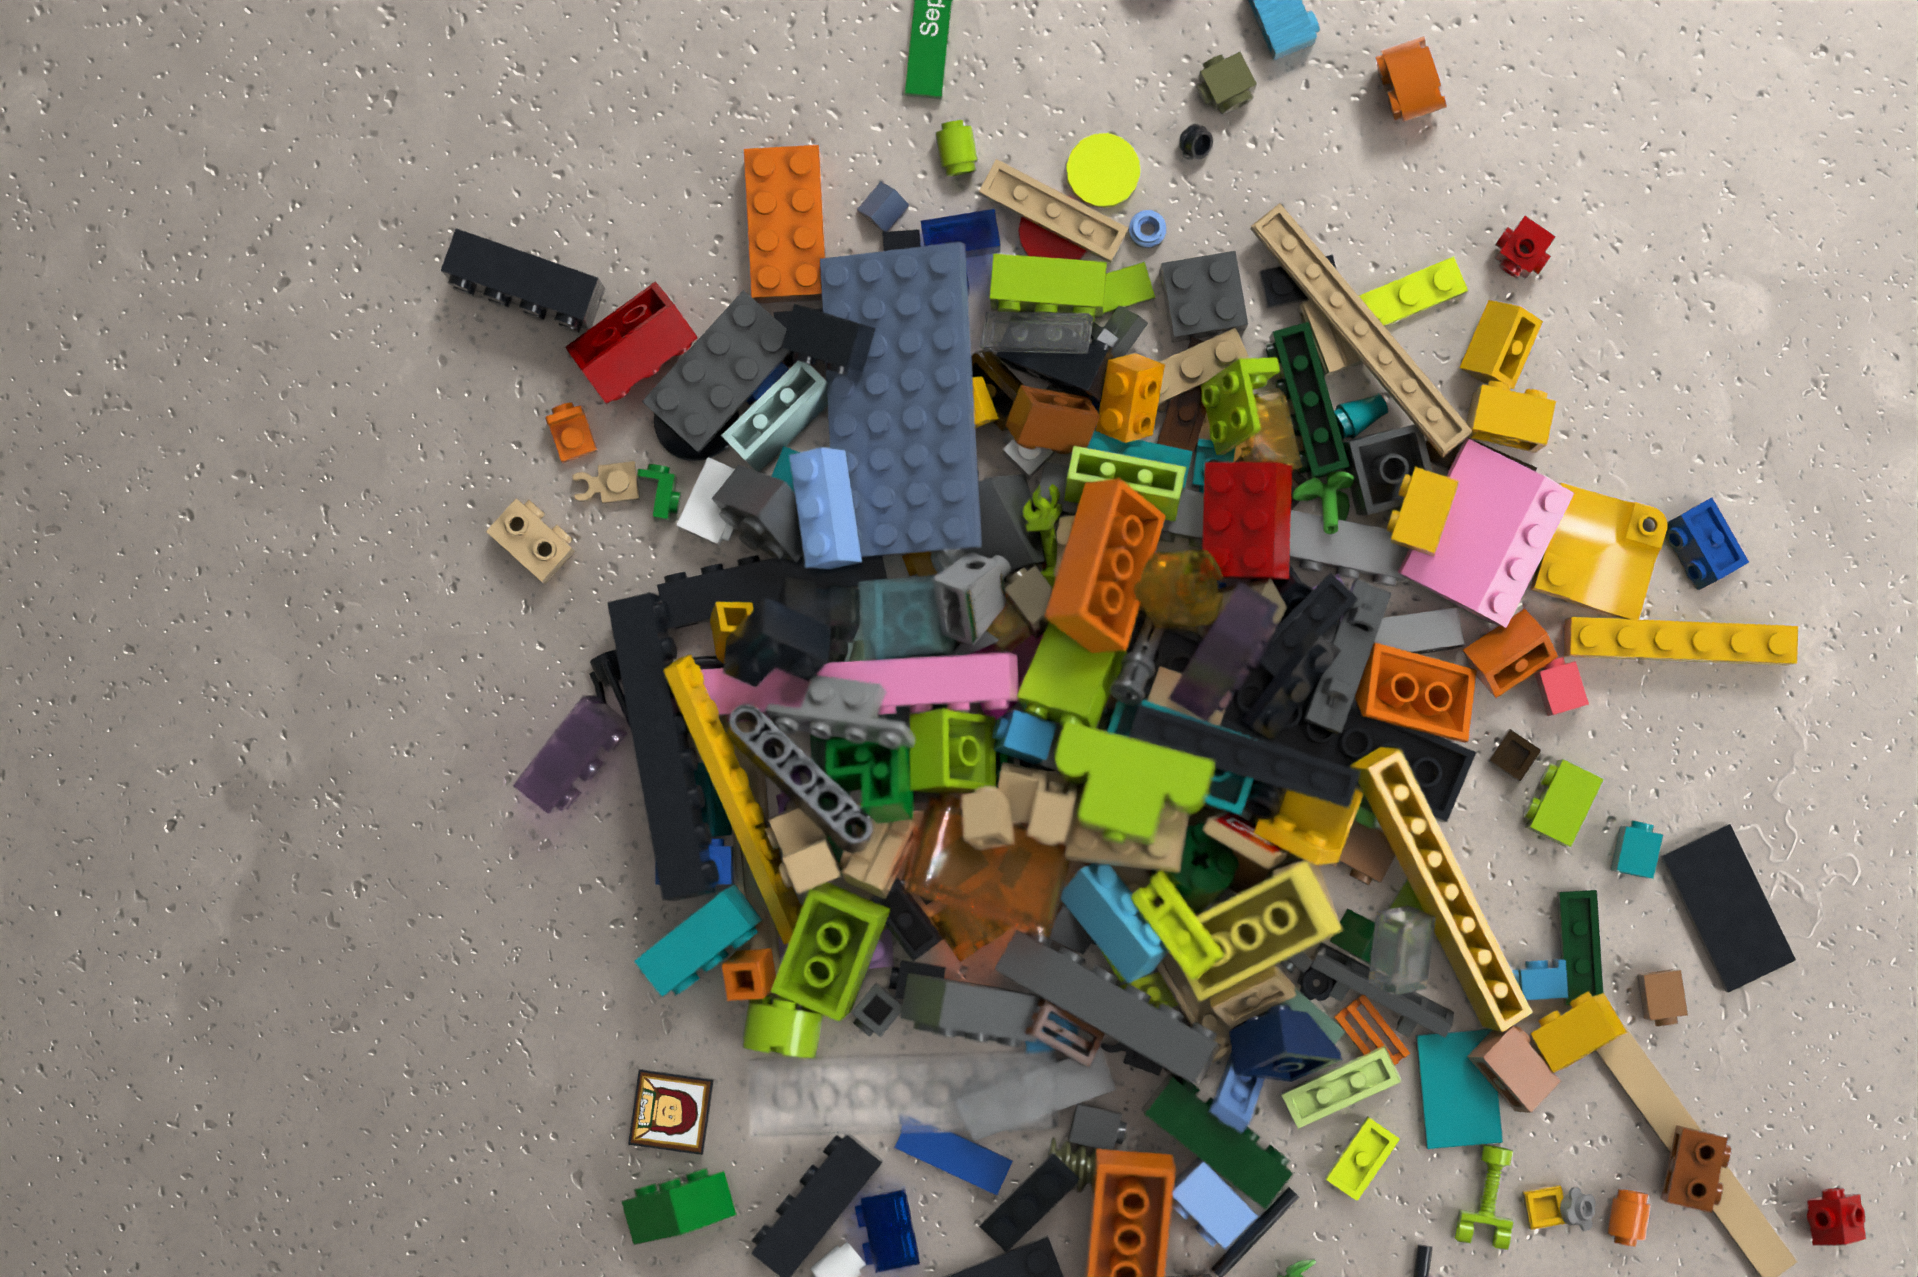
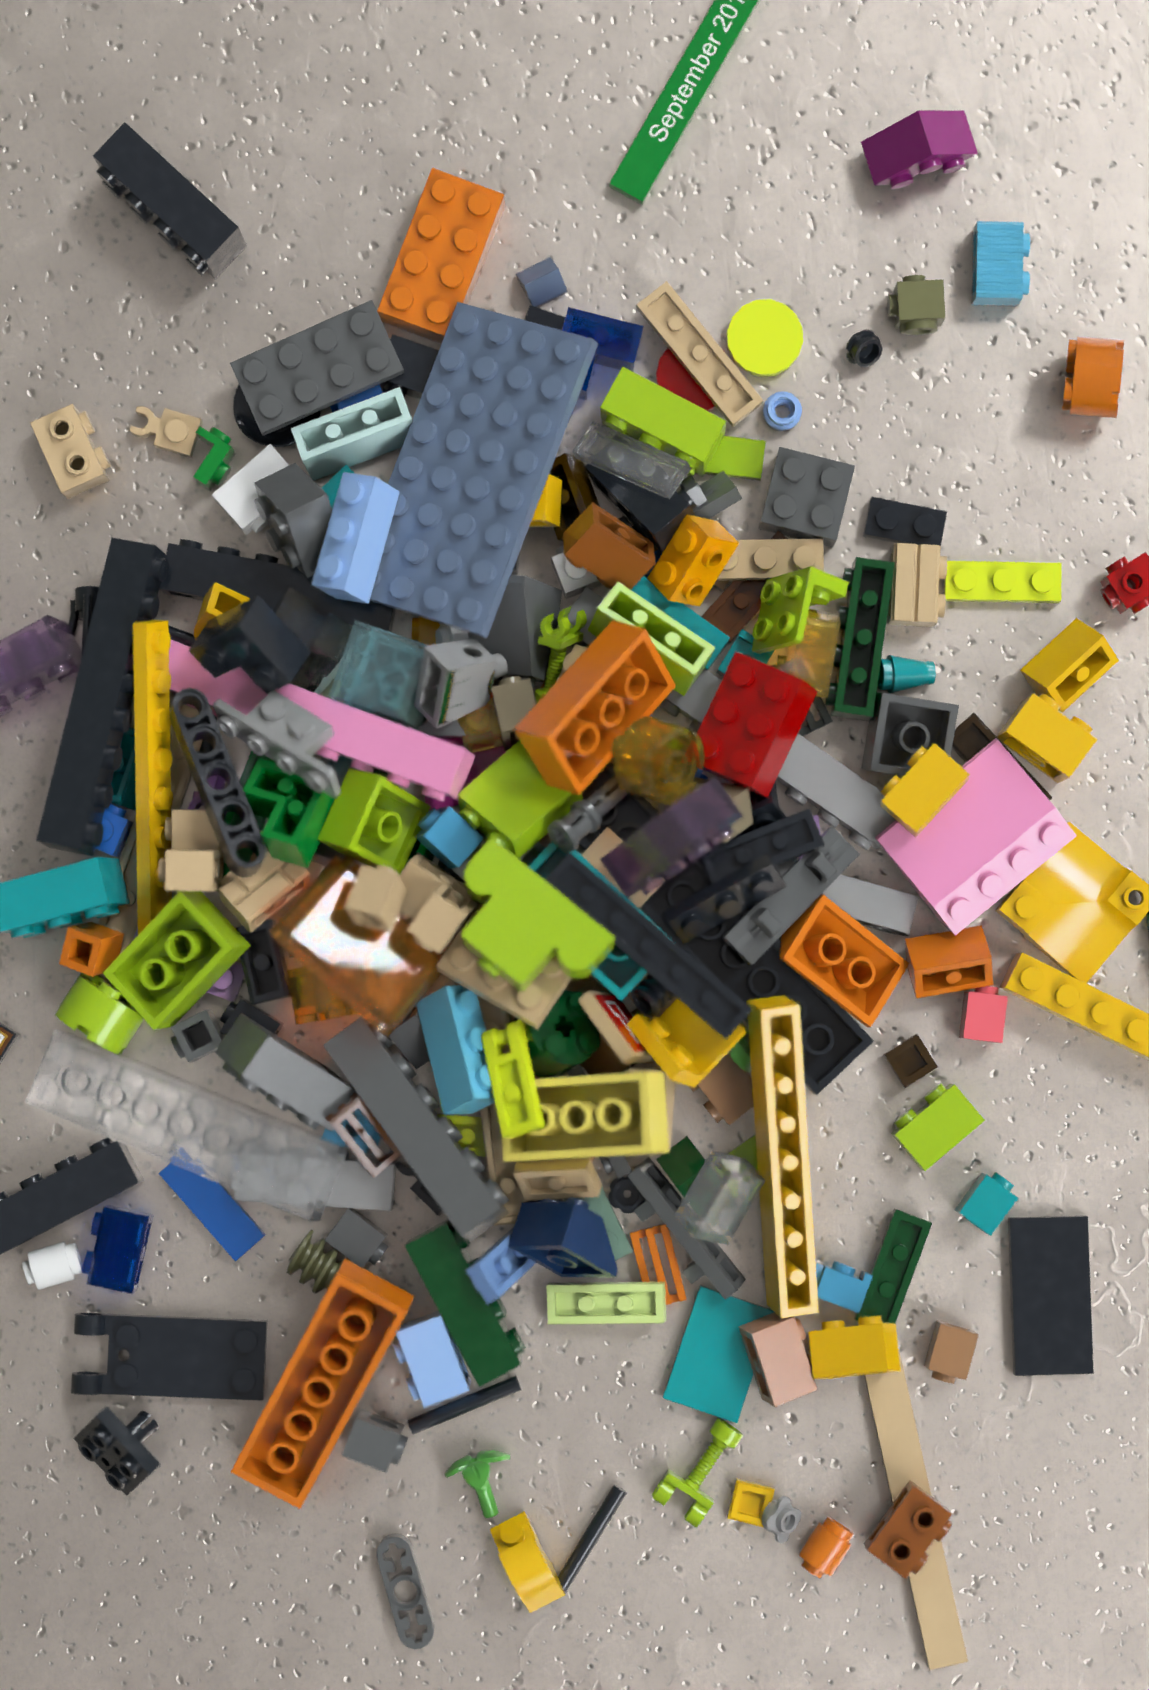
camera: 25 degrees right, 0 degrees up
(571, 432) = (154, 365): orange bracket -> none
(631, 343) = (244, 305): red brick -> none
(827, 338) = (430, 378): black brick -> none
(956, 148) = (635, 256): lime brick -> none
(1029, 1202) = (261, 1281): black plate -> none
(1334, 502) = (844, 746): bright green plant -> none
(1361, 330) = (941, 593): tan tile -> none
(1362, 1158) = (596, 1379): neon yellow plate -> none
(1836, 1218) = (1023, 1636): red brick -> none

